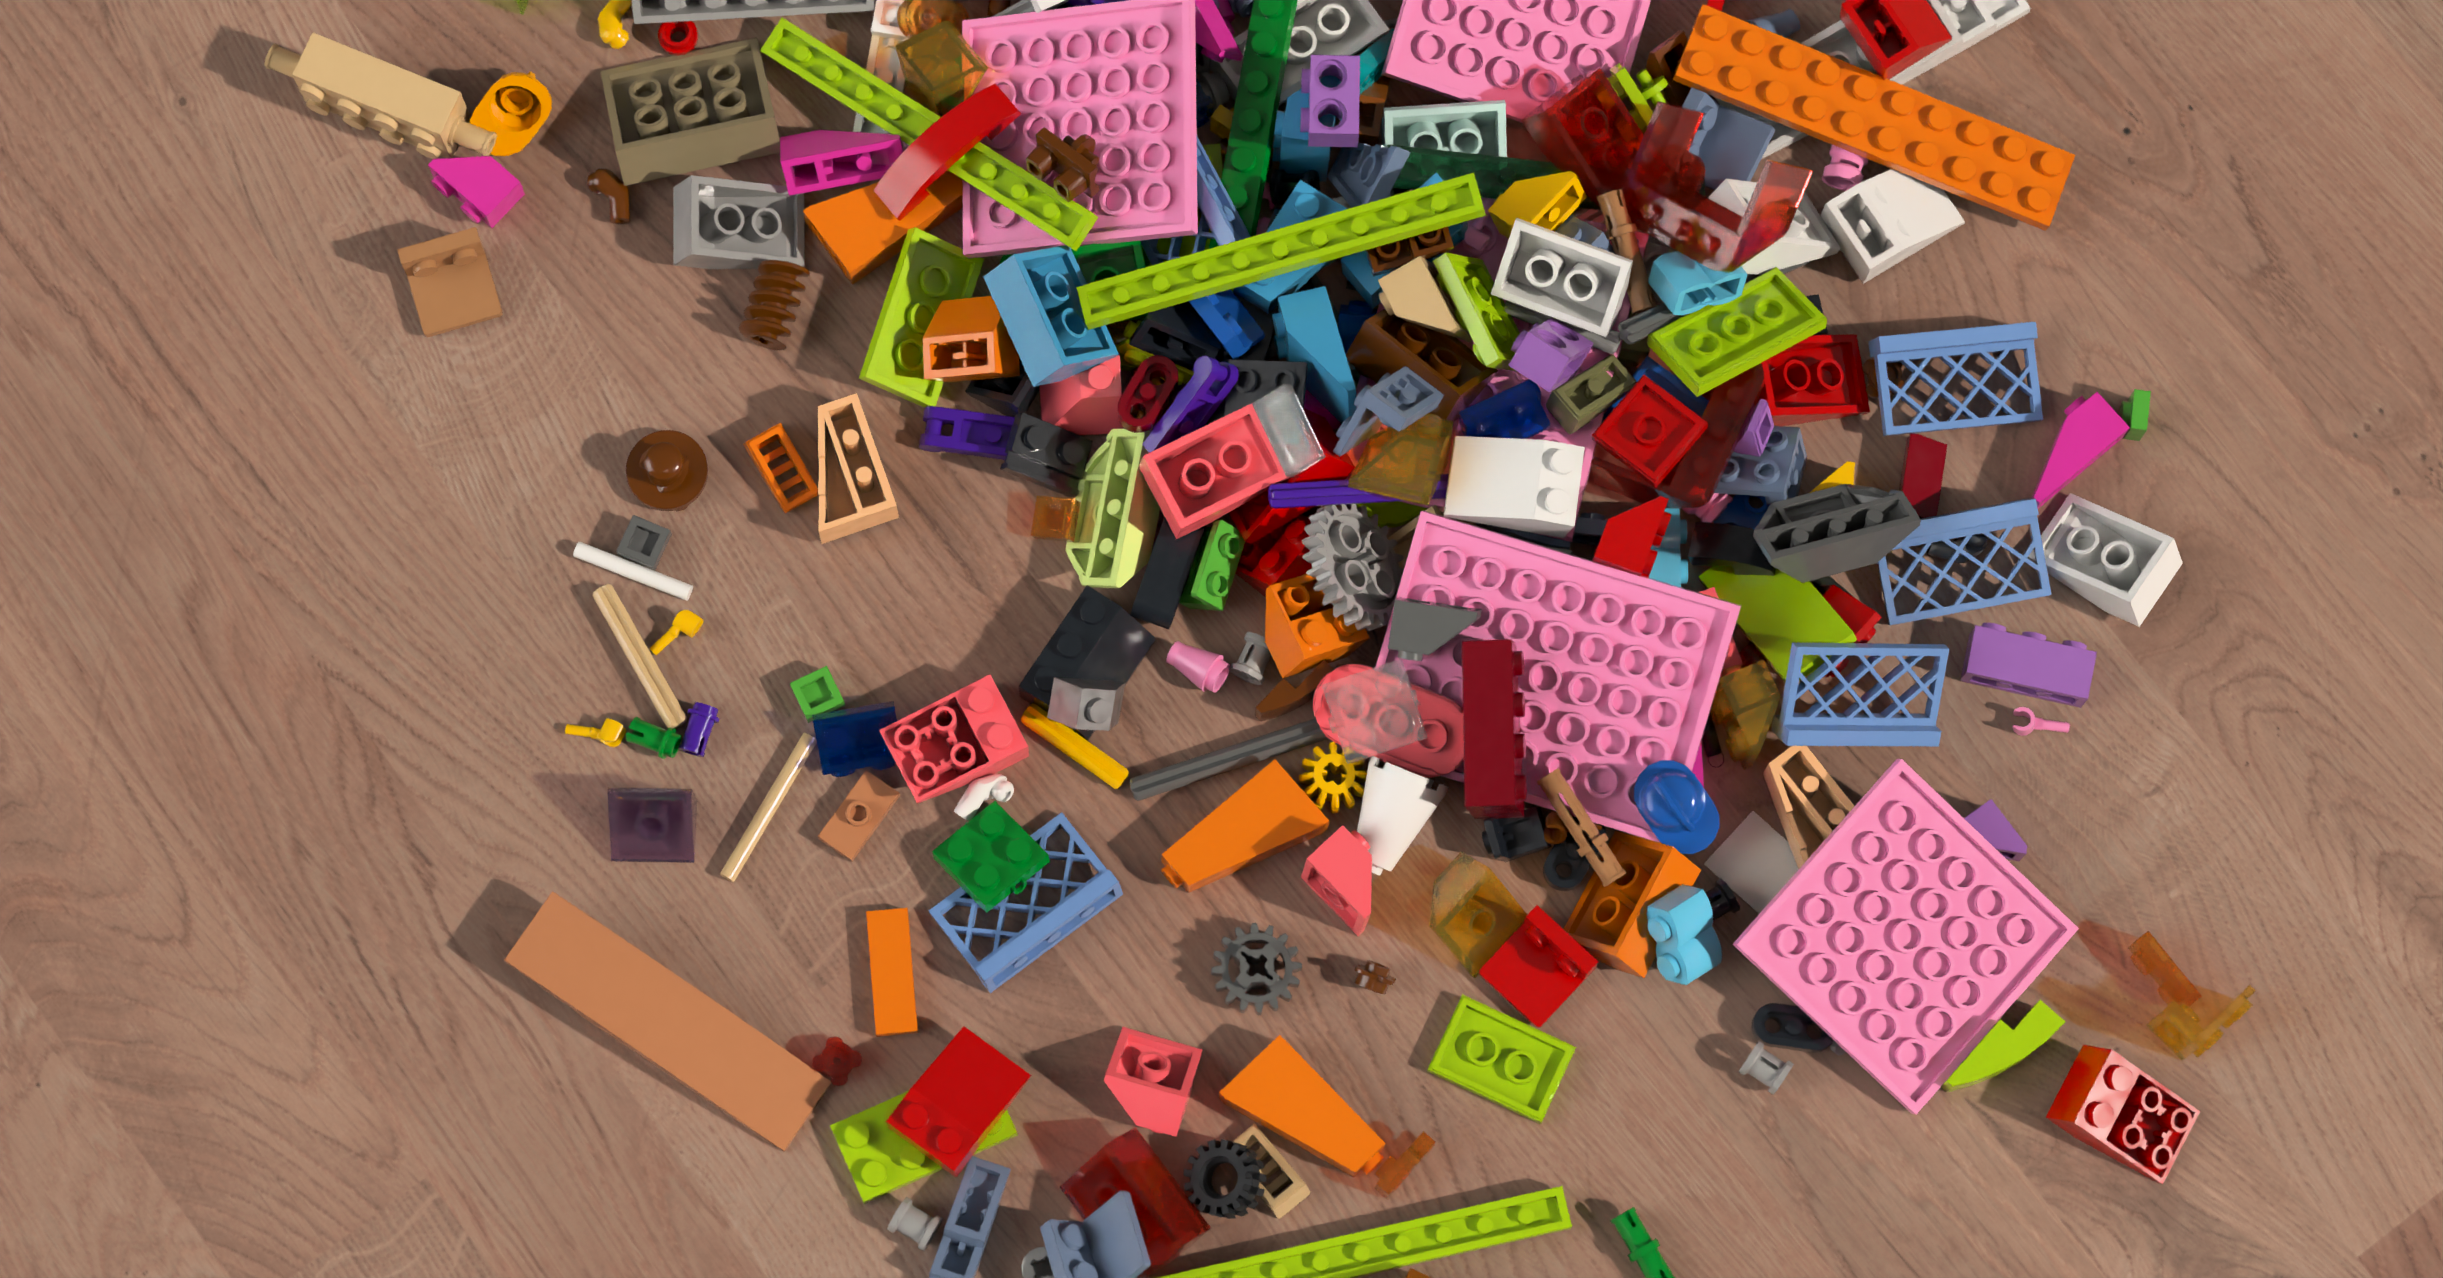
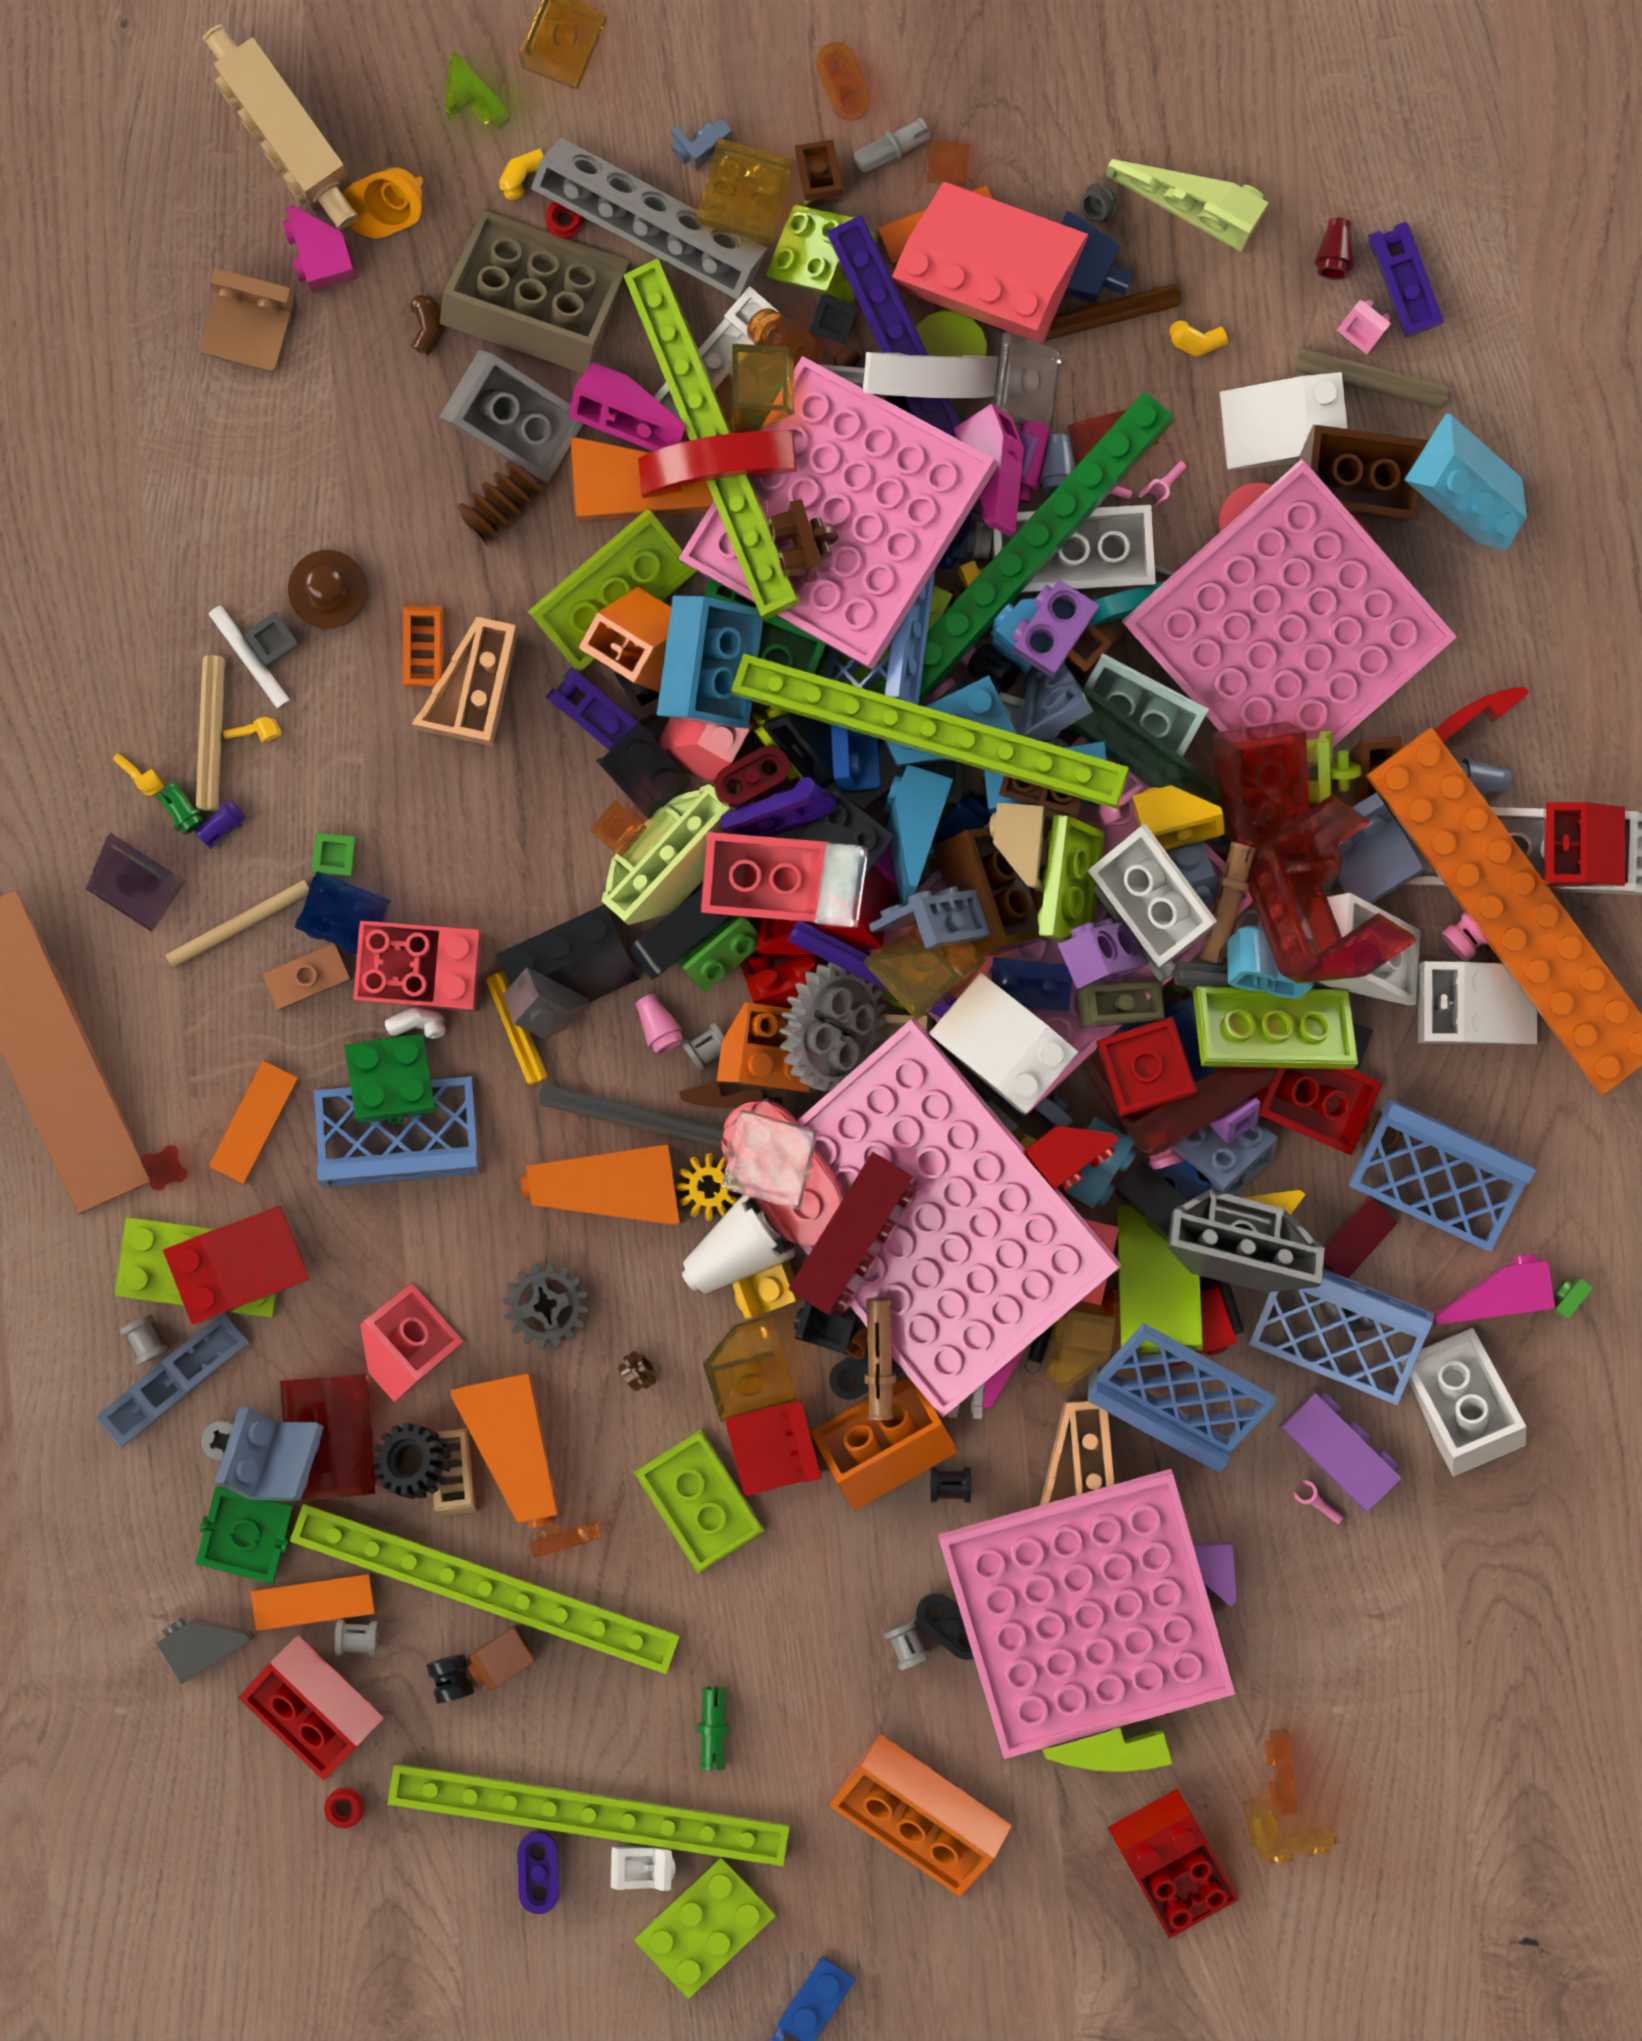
camera: 35 degrees right, 10 degrees up
(1343, 876) = (662, 1276): coral slope -> none
(1426, 626) = (855, 1117): dark grey slope -> none
(1443, 835) = (765, 1291): none -> yellow bracket
(1676, 806) = (967, 1392): blue piece -> none
(1684, 934) = (907, 1498): medium azure brick -> none
(1754, 862) = (1010, 1469): white sticker -> none
(1876, 1211) = (920, 1815): none -> orange slope

